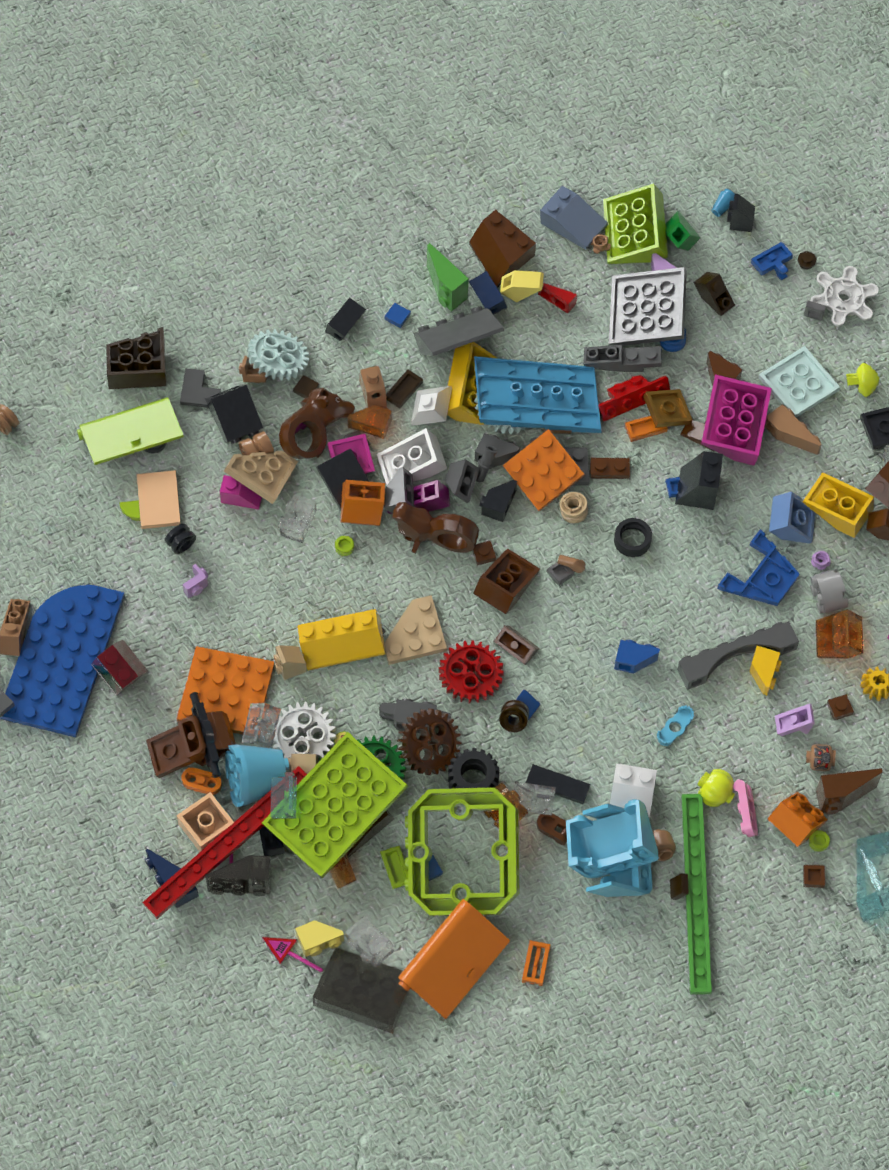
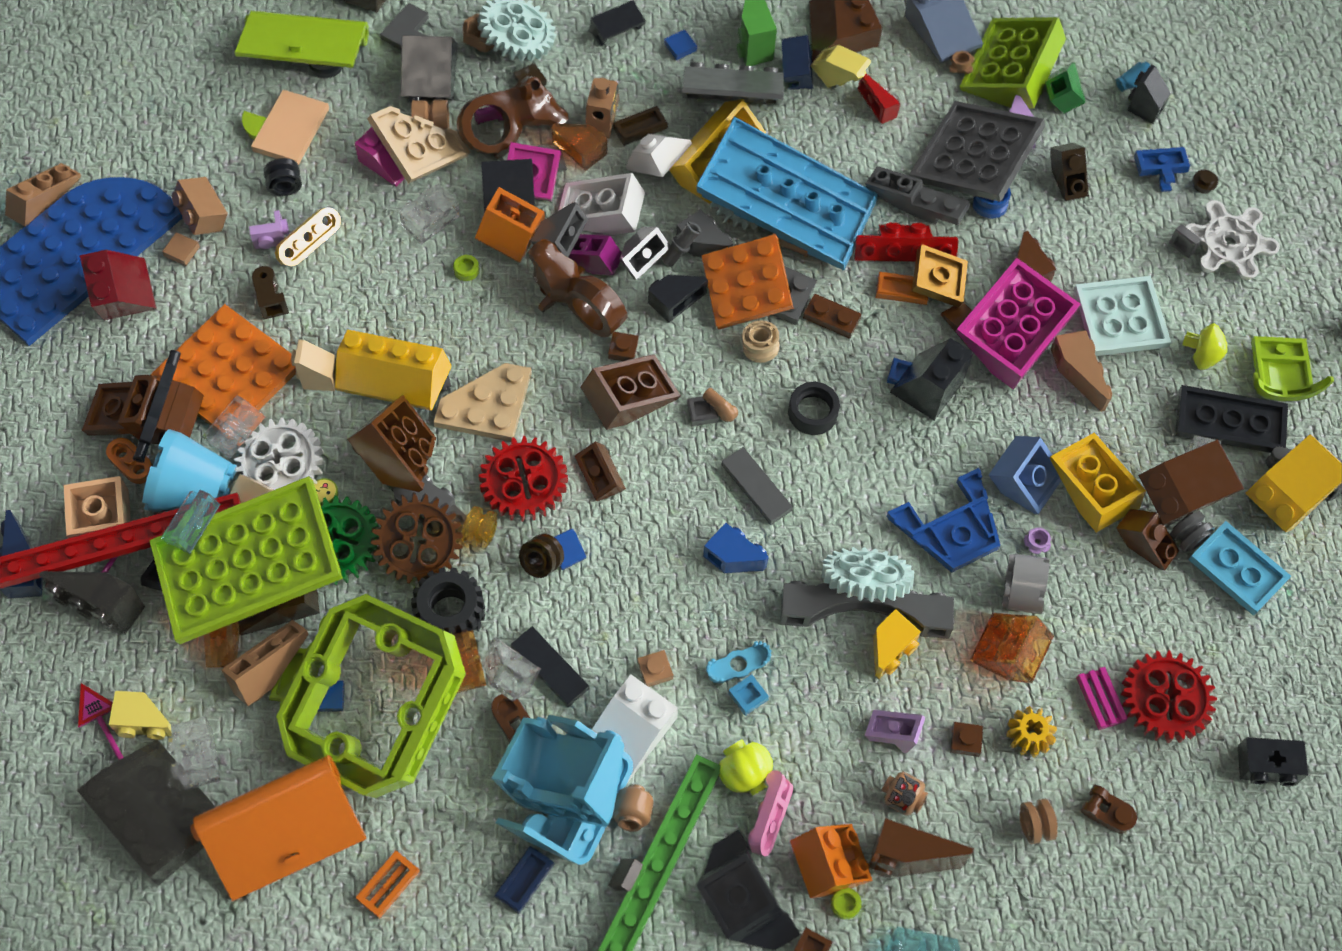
camera: 25 degrees right, 0 degrees up
(135, 585) = (199, 205): none -> medium nougat brick
(138, 622) = (181, 249): none -> medium nougat tile
(220, 584) = (317, 233): none -> plate
(221, 626) = (265, 287): none -> dark brown leg
(379, 687) = (396, 445): none -> reddish brown wedge
(379, 865) = (263, 665): none -> medium nougat slope
(463, 716) = (479, 527): none -> clear yellow wheel
(618, 920) = (524, 879): none -> dark blue tile
(623, 606) = (757, 486): none -> dark grey tile
(625, 753) = (655, 668): none -> medium nougat plate
(693, 742) = (748, 694): none -> dark azure plate
(728, 631) = (867, 574): none -> light aqua gear
(757, 865) = (742, 897): none -> black piece

